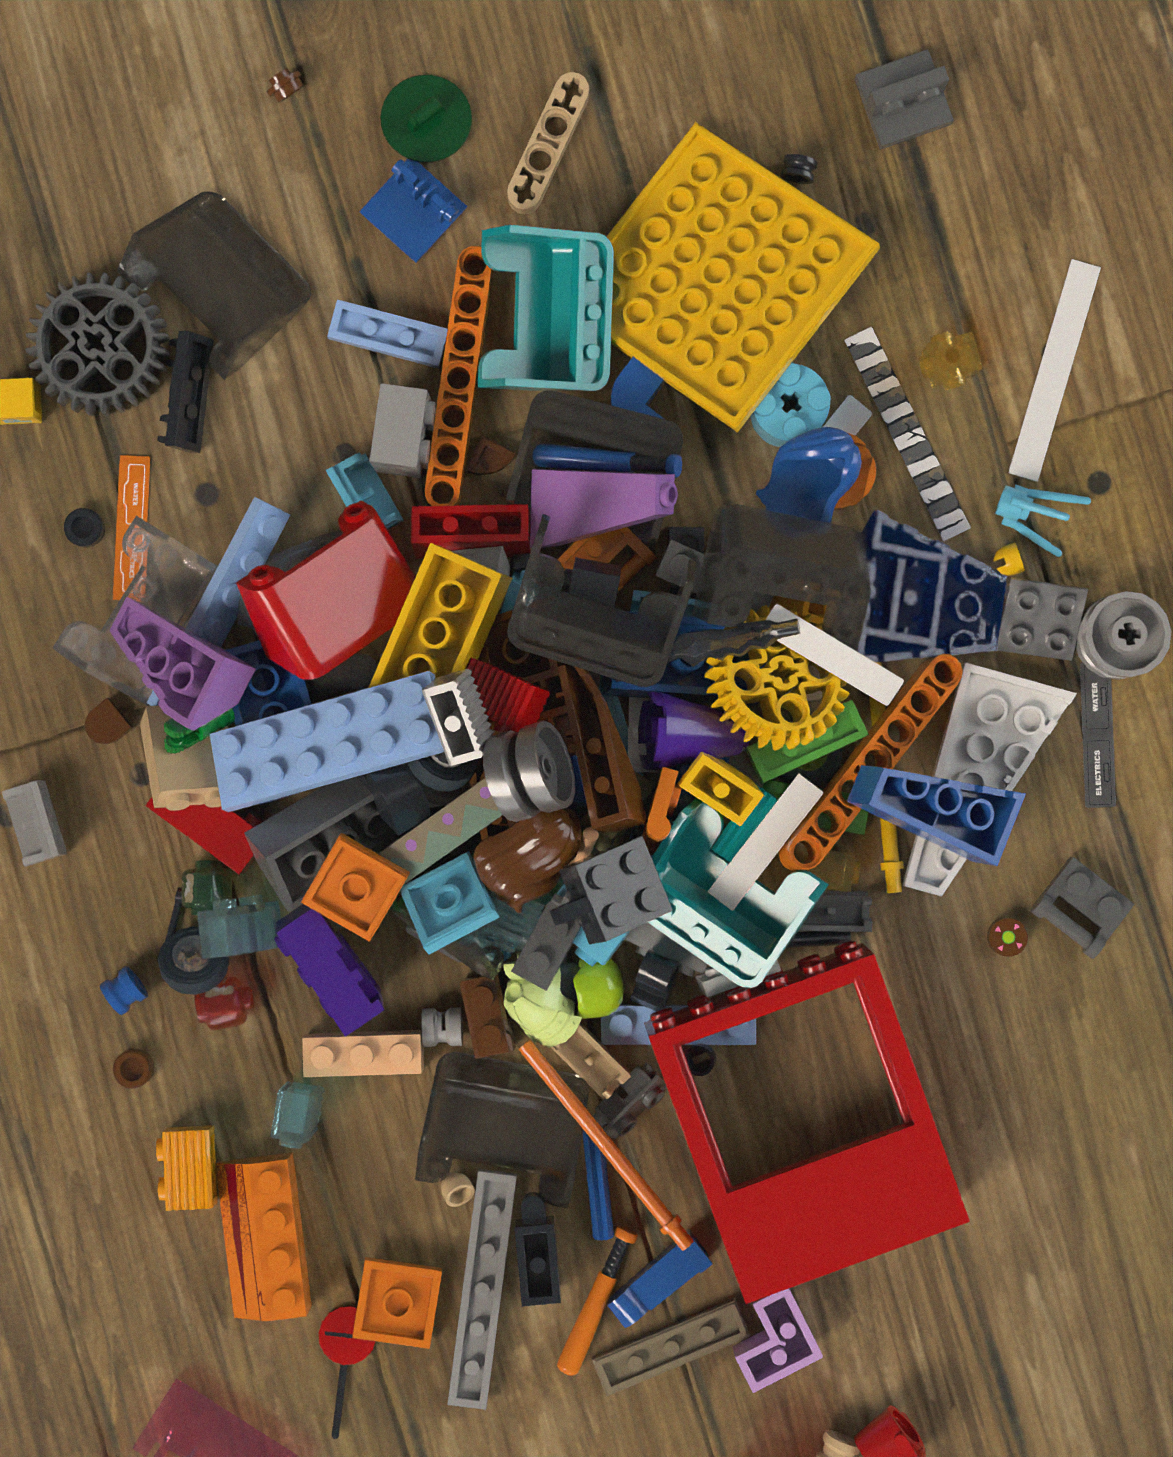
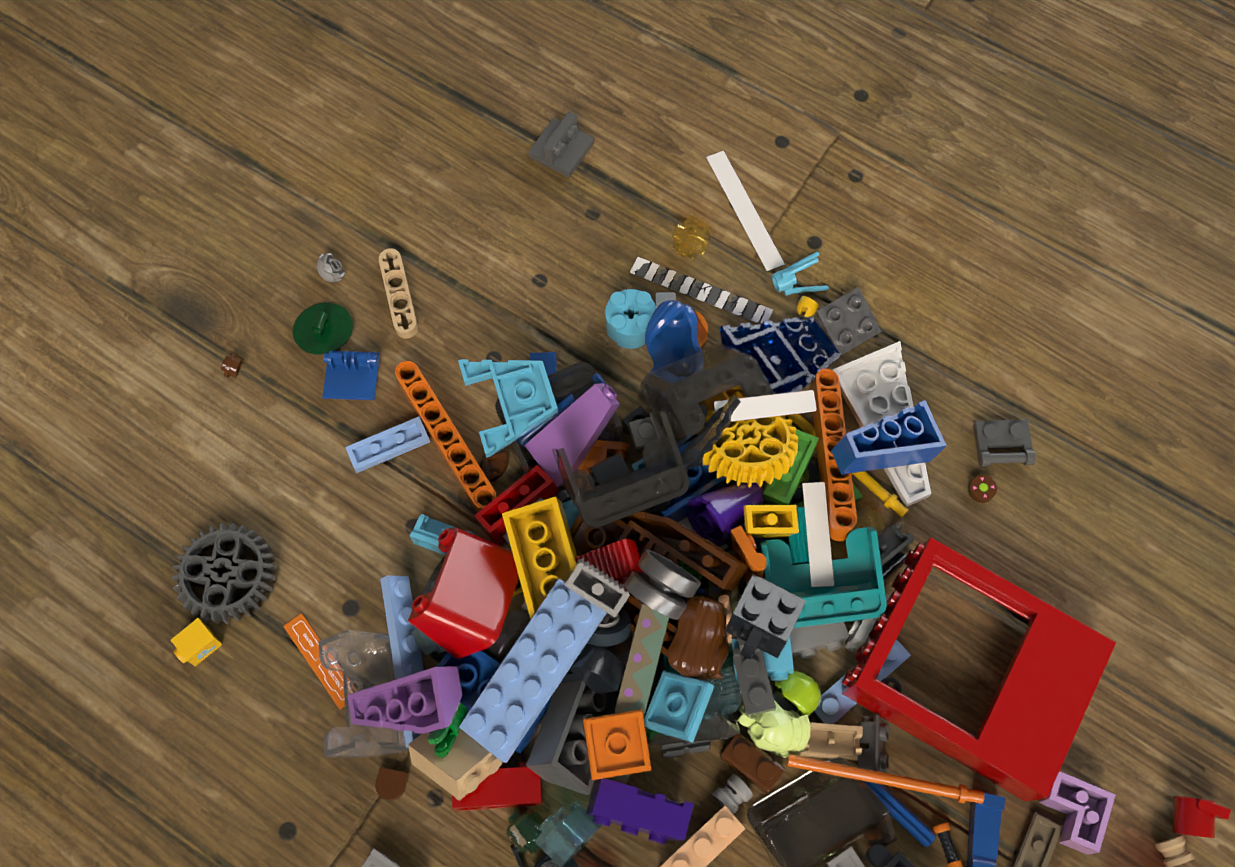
camera: 35 degrees left, 20 degrees down
(84, 527) = (291, 681): black tile -> none
(187, 392) = (296, 559): black plate -> none
(220, 274) = (267, 486): clear smoke windscreen -> none
(402, 431) = (437, 482): light grey brick -> none
(491, 45) = (329, 268): none -> light grey plate
(559, 309) = (452, 337): teal windscreen -> none
(572, 411) = (522, 393): none -> medium azure wing
(655, 981) = (826, 663): black leg -> none
(726, 274) = (540, 285): yellow tile -> none
(799, 169) = (537, 211): black bush -> none
(1097, 739) = (928, 356): flat silver sticker -> none
(1145, 632) = (896, 296): light grey wheel -> none

